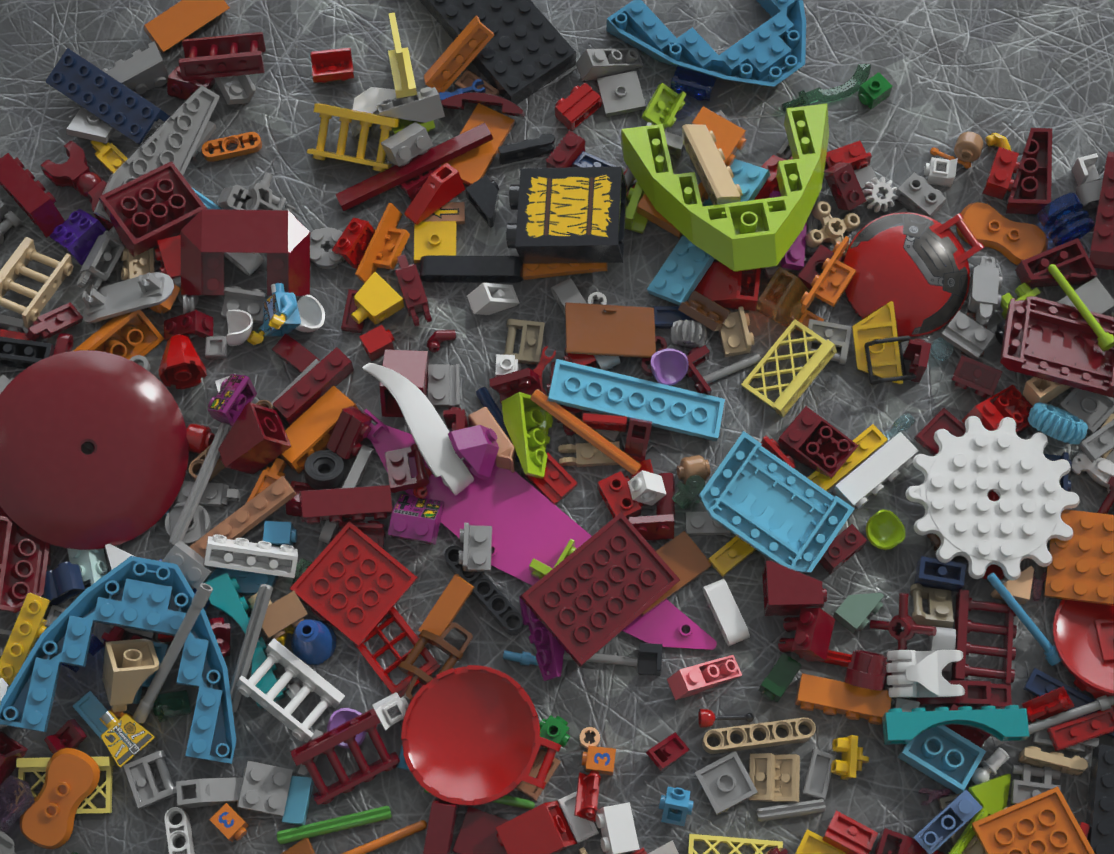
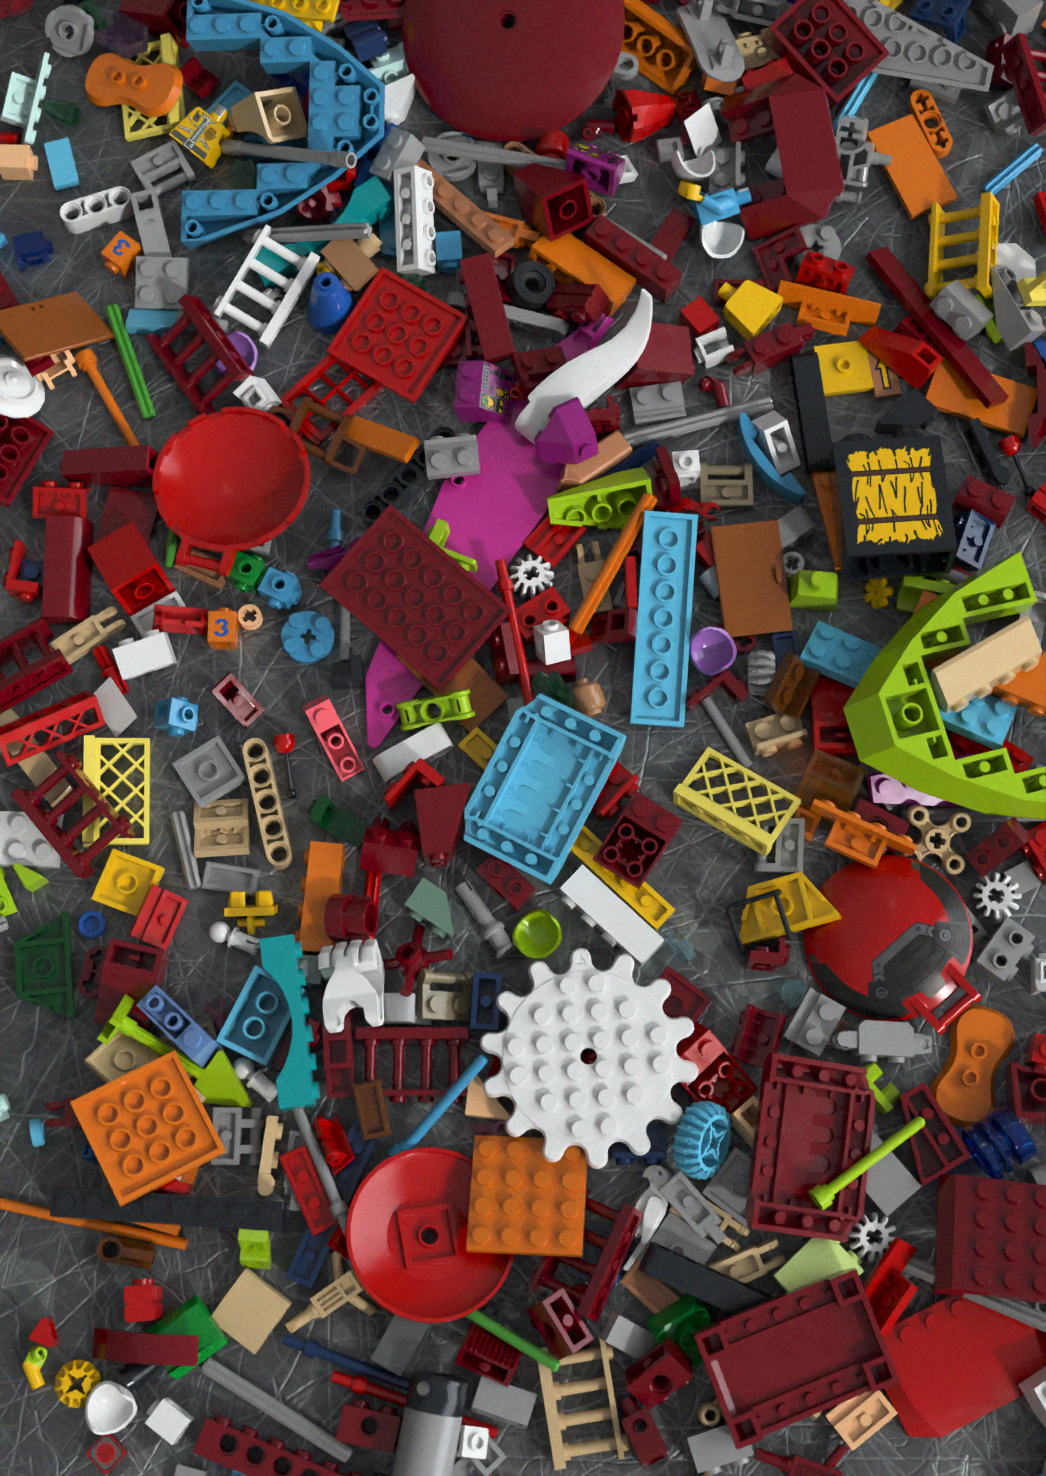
camera: 85 degrees right, 5 degrees up
(183, 402) = (596, 127): none -> dark red arm
(208, 315) = (703, 130): none -> white sticker
(282, 159) = (913, 168): none -> orange tile
(284, 93) = (1012, 169): none -> dark azure axle
(327, 278) = (774, 253): none -> dark red tile
(405, 335) = (712, 348): none -> white window
(464, 355) = (698, 421): none -> light grey axle
(484, 320) = (784, 486): none -> dark azure slope
(521, 131) = (1011, 447): none -> hinge
(570, 714) = (280, 589): none -> dark azure brick
(588, 508) = (525, 570): none -> white gear
(596, 517) = (505, 588): none -> red bar
(618, 702) = (300, 624): none -> dark azure plate
(624, 284) = (814, 590): none -> lime torso
(632, 242) = (877, 592): none -> yellow plant
(697, 575) = (452, 706): none -> lime piece
(750, 612) = (413, 775): none -> red bracket
(865, 785) = (221, 932): none -> white pin
(878, 565) = (492, 929): none -> light grey pin
(1022, 671) = (372, 1109): none -> reddish brown tile

